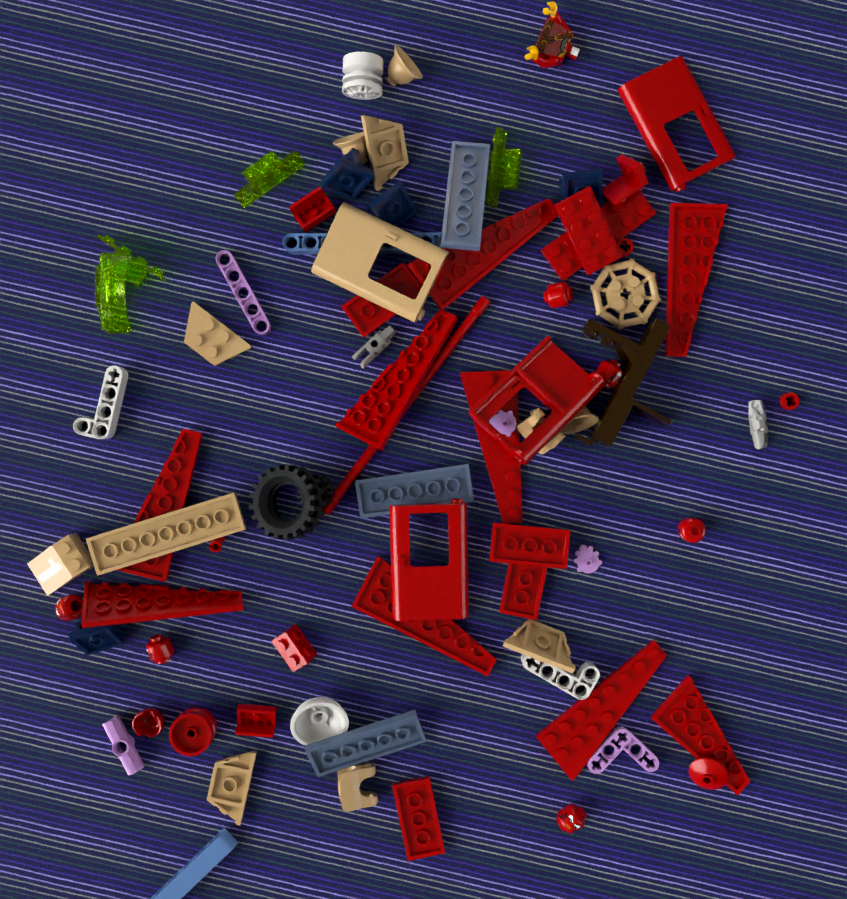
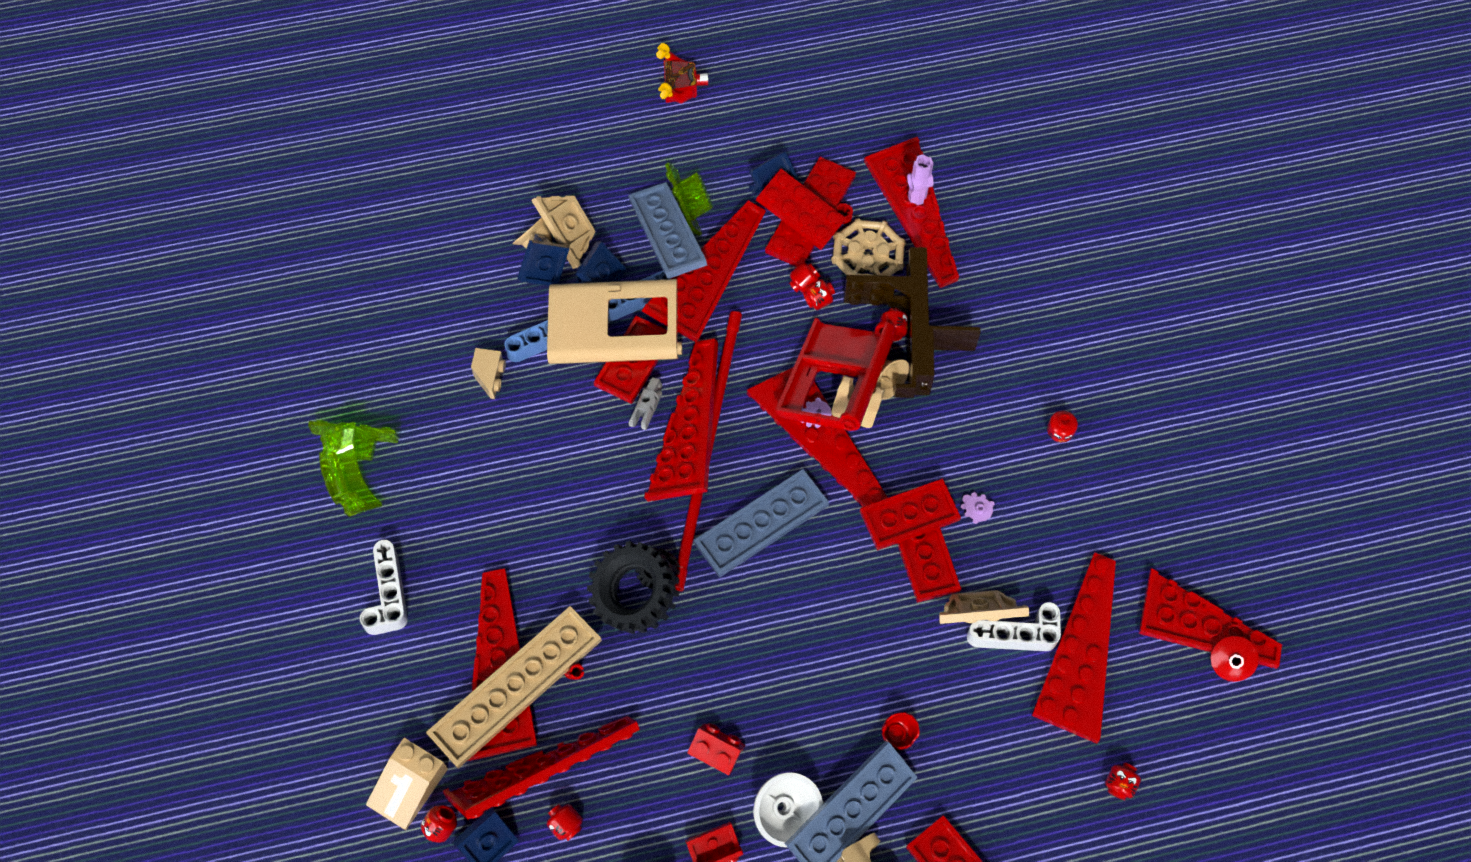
camera: 30 degrees left, 25 degrees down
(211, 337) = (472, 473): tan wing -> none
(236, 286) = (480, 408): lavender beam -> none
(261, 253) = (487, 370): none -> tan slope
(267, 174) = (459, 300): clear neon green bracket -> none
(312, 209) = (520, 309): red bracket -> none
(362, 75) = (514, 175): white wheel -> none
(402, 68) = (548, 157): tan hat -> none
(429, 590) = (829, 608): red piece -> none
(431, 703) = (900, 730): none -> red hair
(441, 635) = (814, 646): red wing -> none
(562, 316) = (819, 294): none -> red head
(625, 745) = (1132, 676): lavender beam -> none
(629, 183) = (816, 149): red bracket -> none
(661, 98) = (807, 76): red piece -> none
(702, 258) = (920, 179): none -> lavender piece
(758, 423) = (1064, 304): light grey hinge -> none
(795, 400) = (1086, 271): red bush -> none

